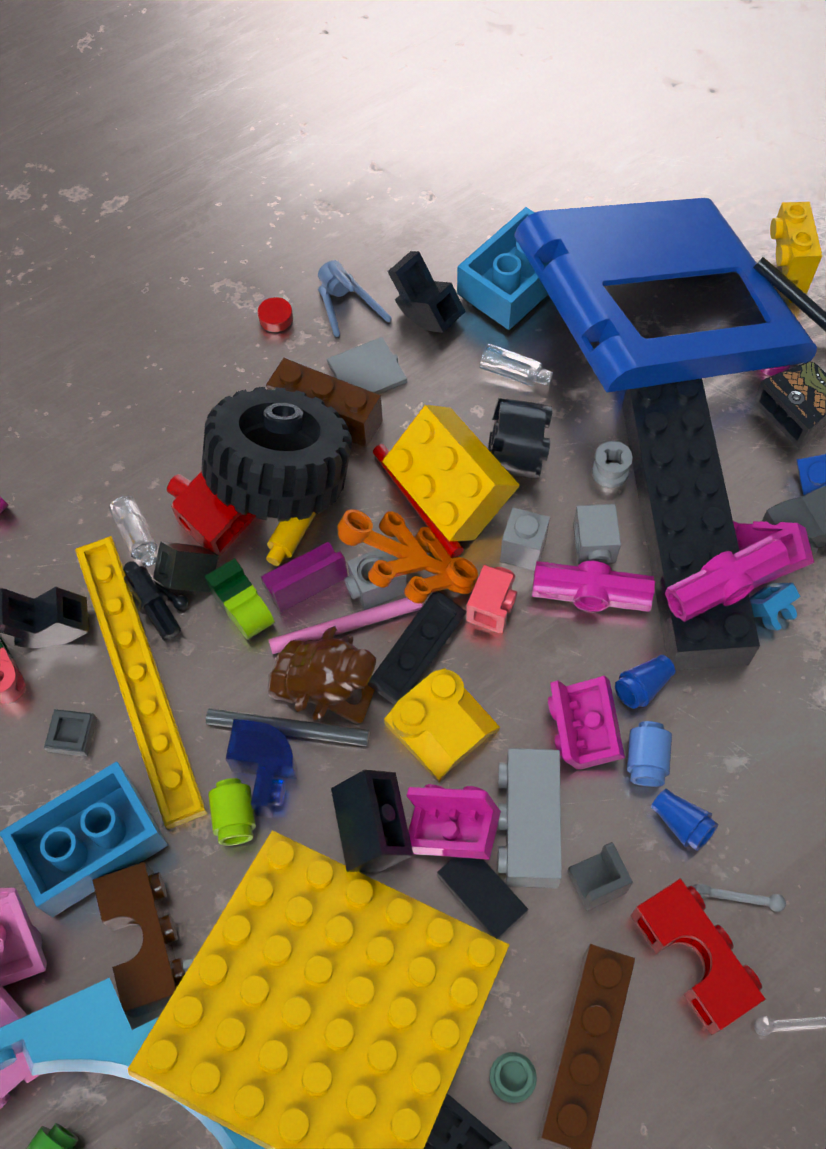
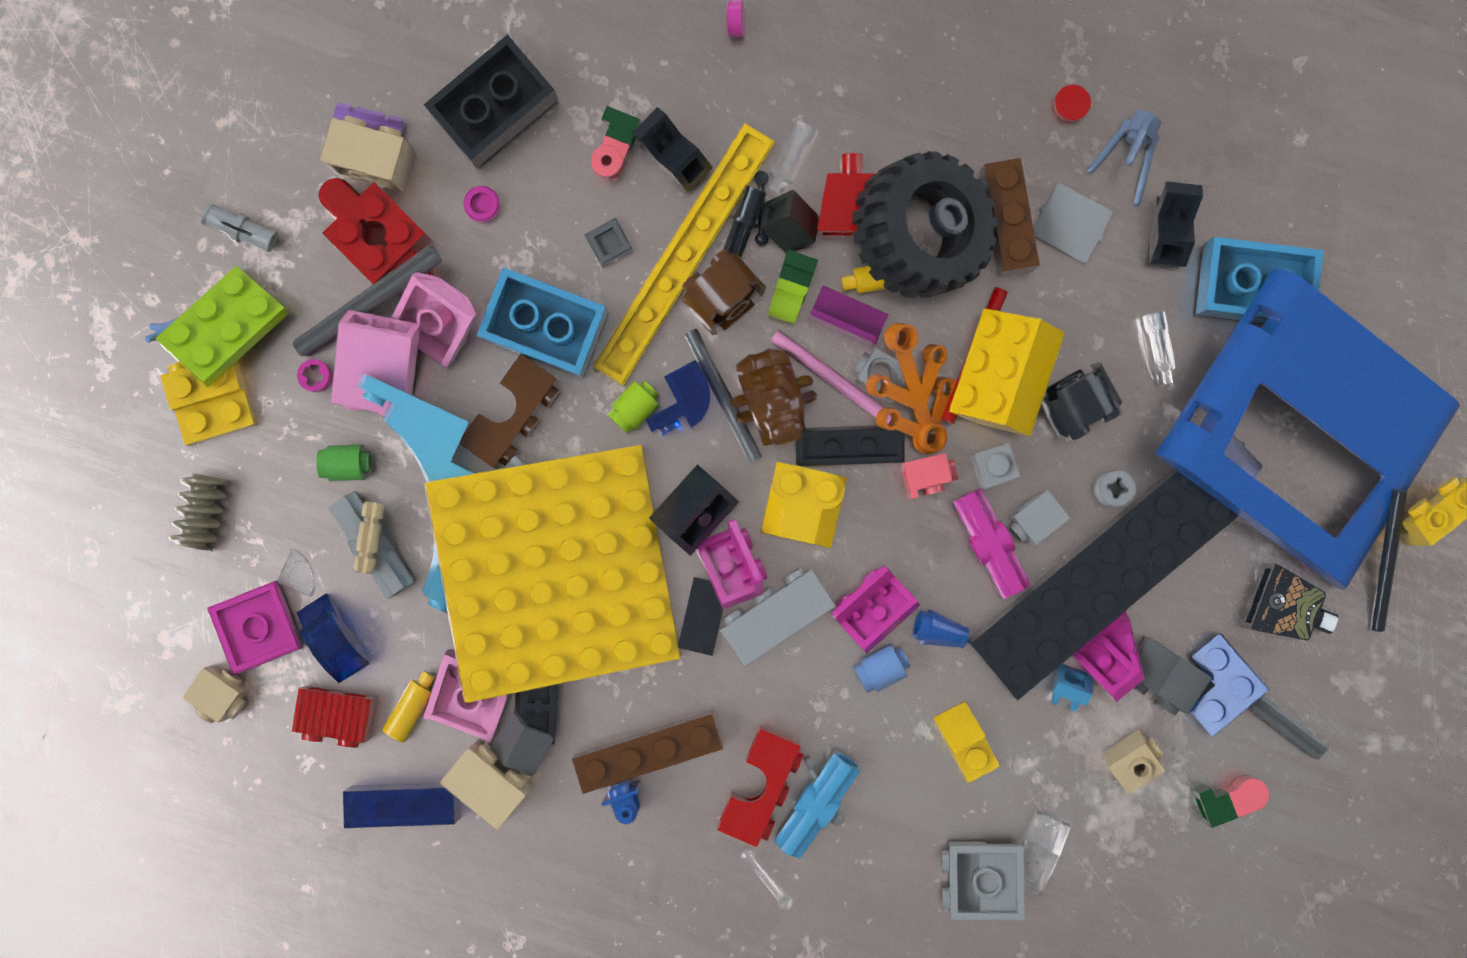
camera: 55 degrees right, 25 degrees up
(194, 655) = (722, 292): none -> reddish brown brick
(513, 1077) = (599, 715): sand green plate -> none
(600, 877) = (767, 690): dark grey panel -> none
(626, 1111) = (623, 800): none -> blue hinge
(686, 820) = (851, 722): blue cone -> none
(727, 578) = (1050, 647): dark pink piece -> none
(754, 908) = (817, 805): none -> dark azure piece
(767, 727) = (966, 741): none -> yellow slope

